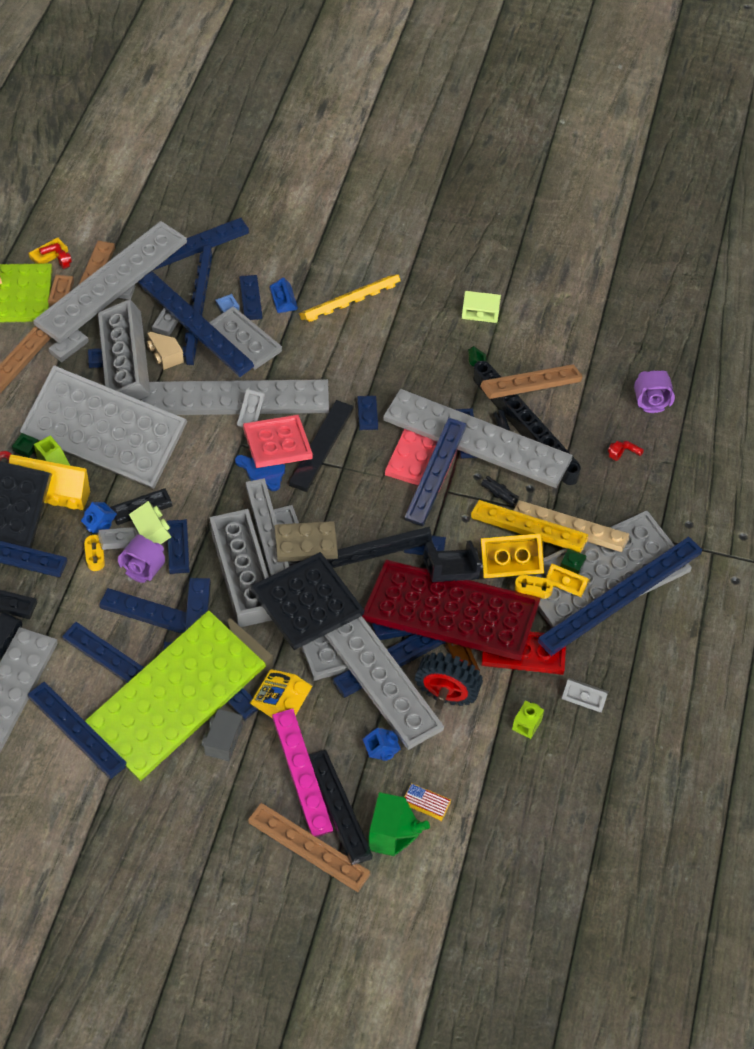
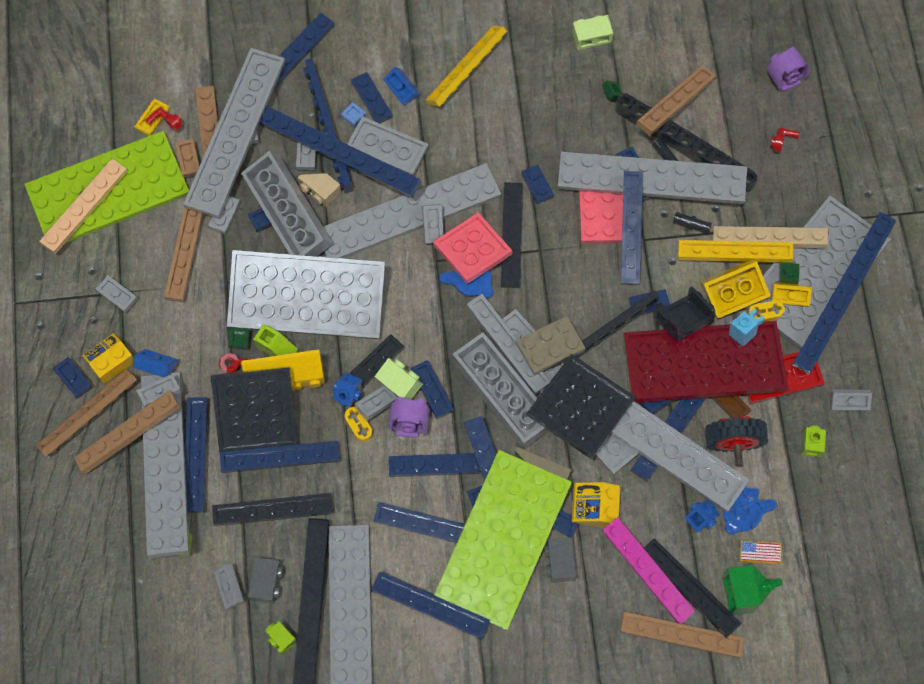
camera: 20 degrees left, 15 degrees up
(431, 759) = (747, 511): none -> blue tile
(502, 589) = (745, 327): none -> medium azure brick

